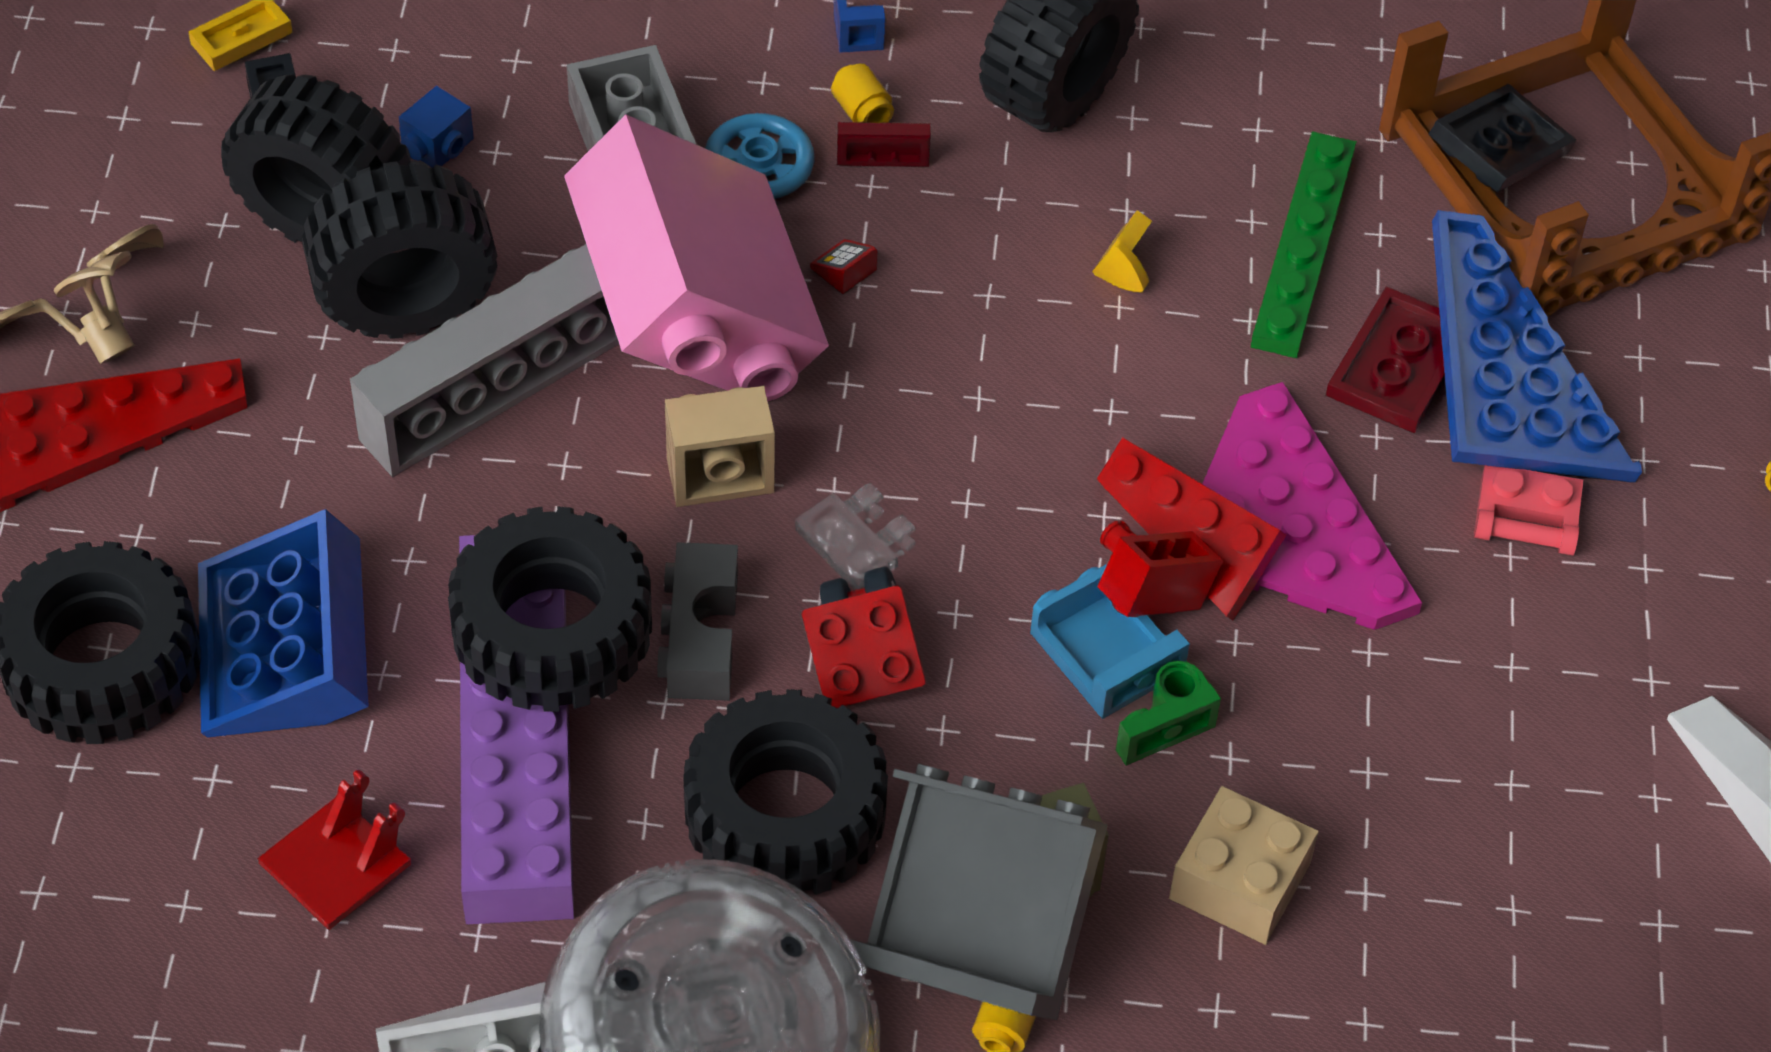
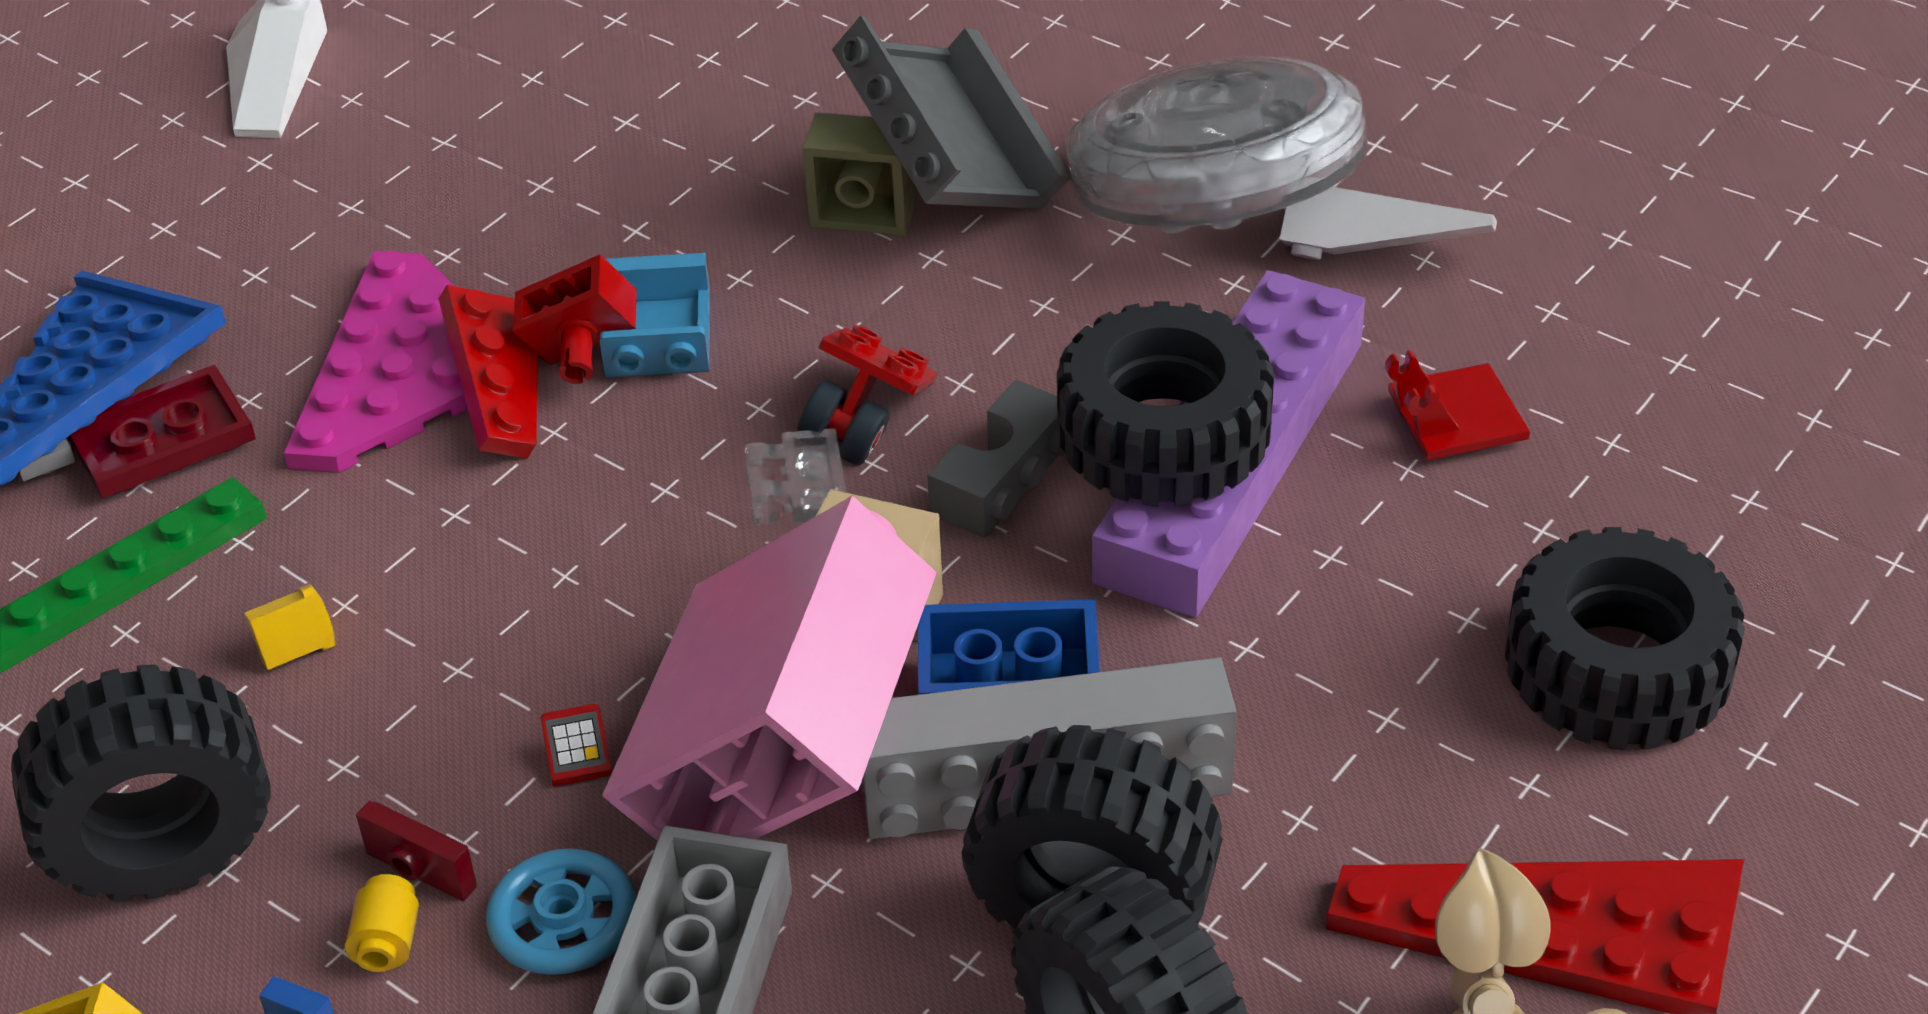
camera: 145 degrees left, 10 degrees down
(283, 630) = (1416, 603): blue slope -> none
(564, 417) = (1005, 643): none -> blue brick
(796, 736) = (1021, 243): black tyre -> none
(1170, 717) = (669, 236): green plate -> none
(1243, 865) = (708, 137): tan brick -> none
(1529, 498) = (183, 279): coral plate -> none

